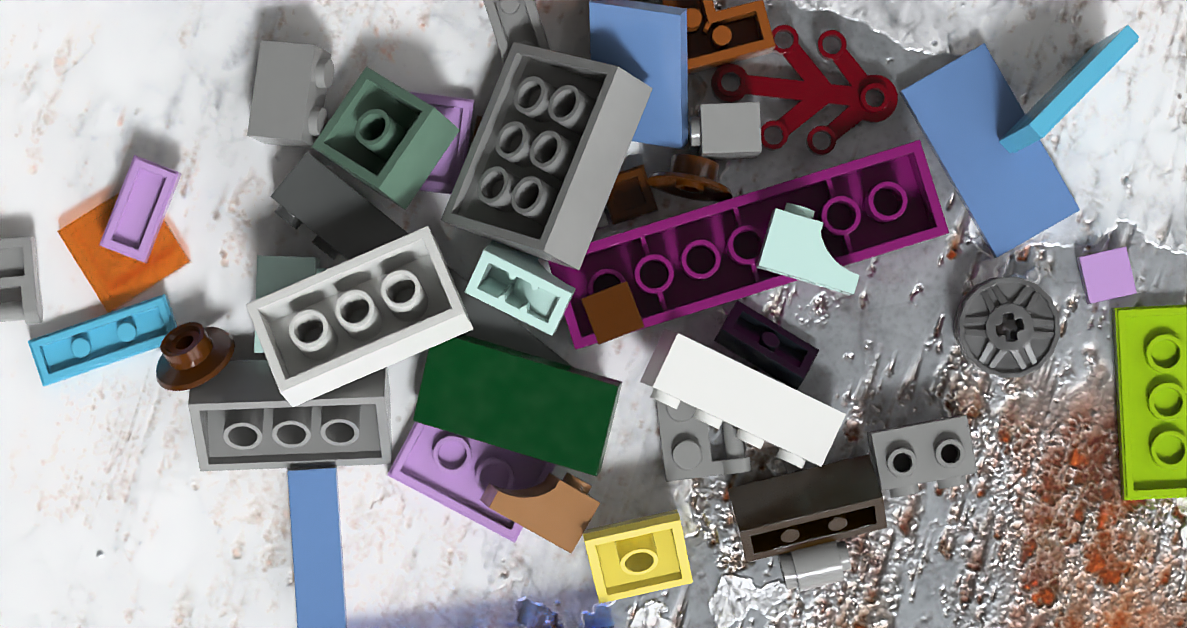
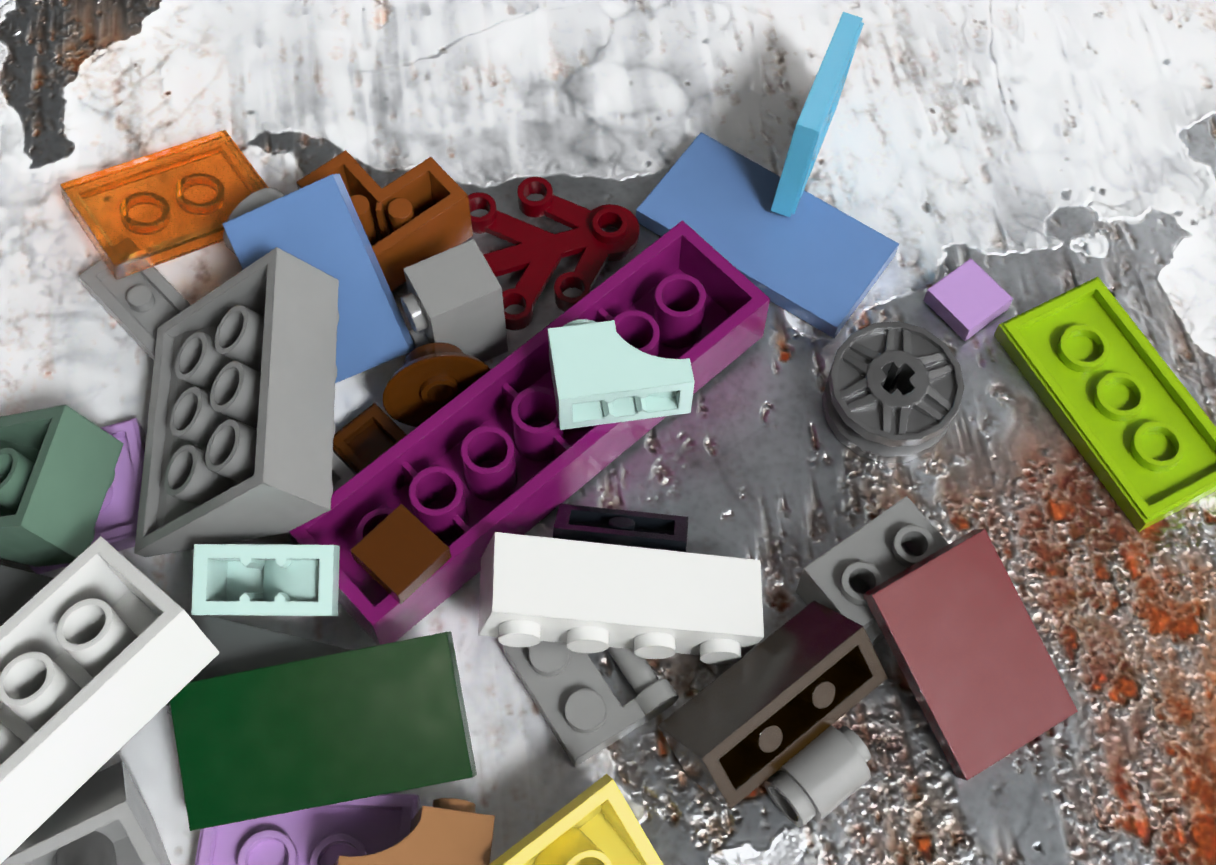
camera: 25 degrees left, 25 degrees down
(949, 536) = (970, 653): none -> tile

